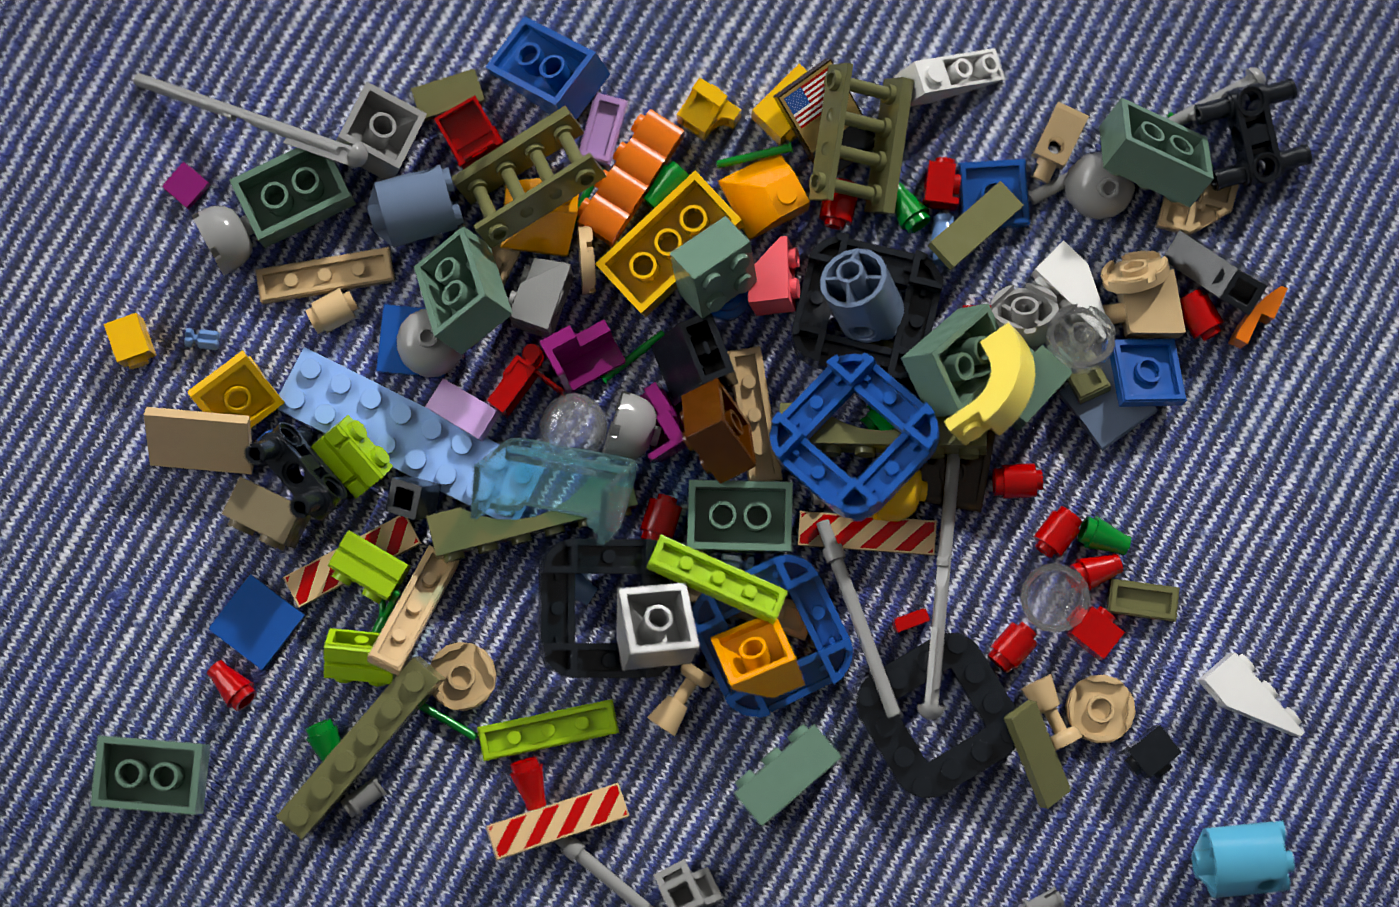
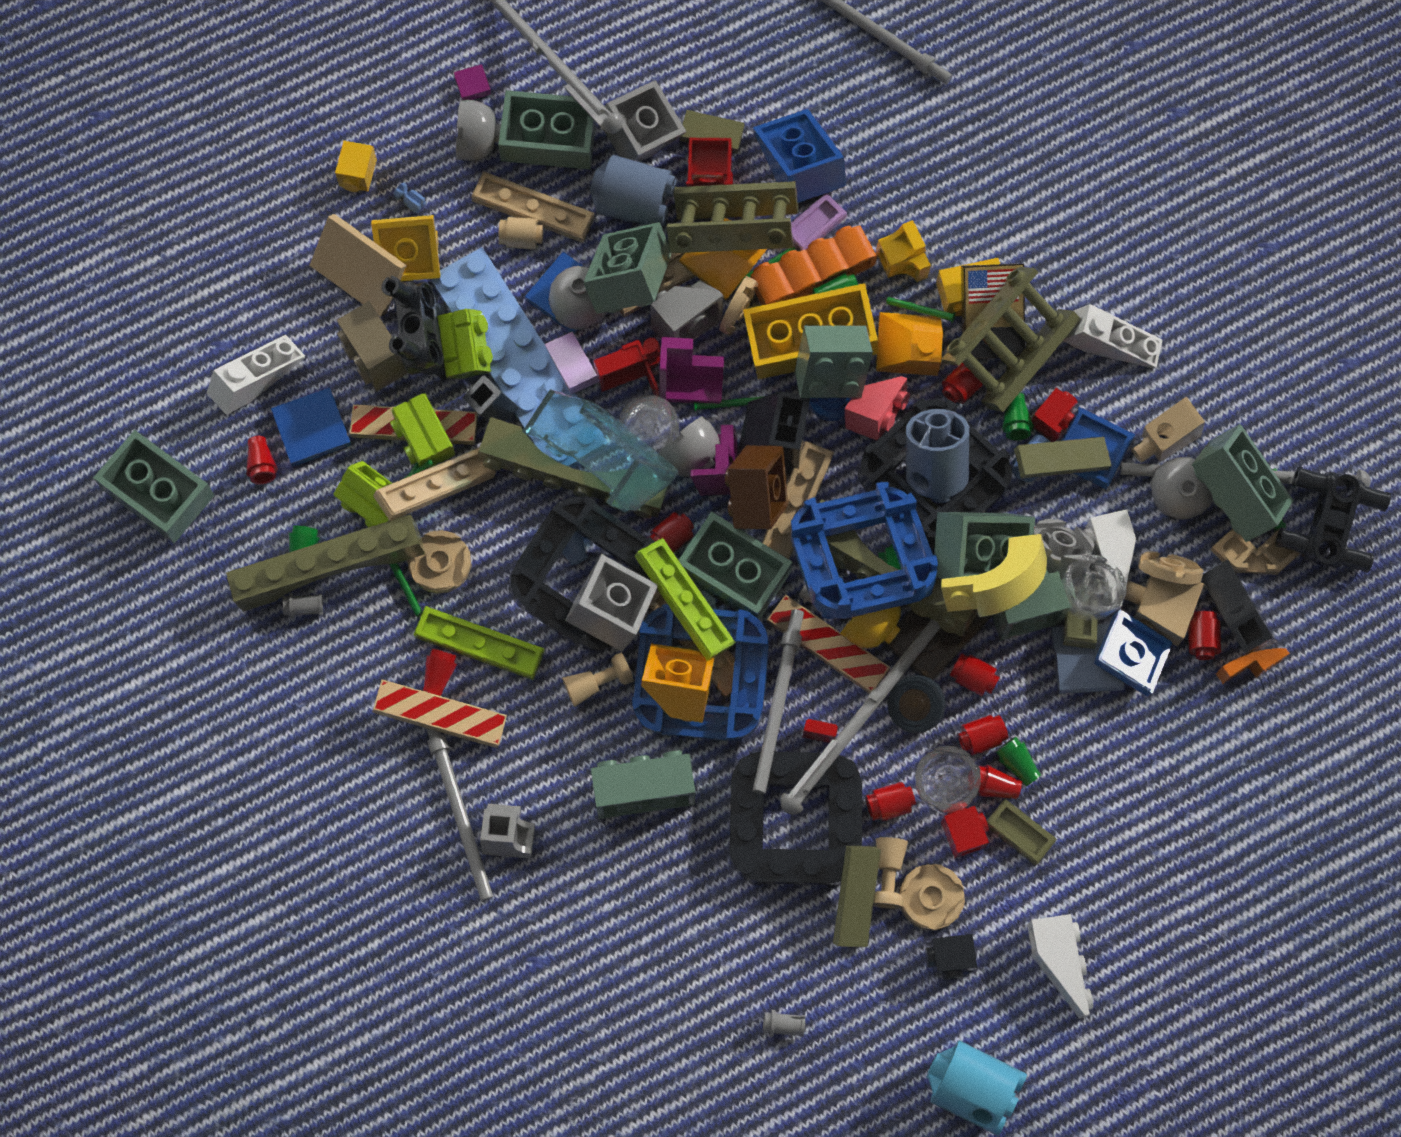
camera: 30 degrees right, 10 degrees down
(169, 605) = (252, 374): none -> white slope
(982, 541) = (916, 704): none -> black wheel

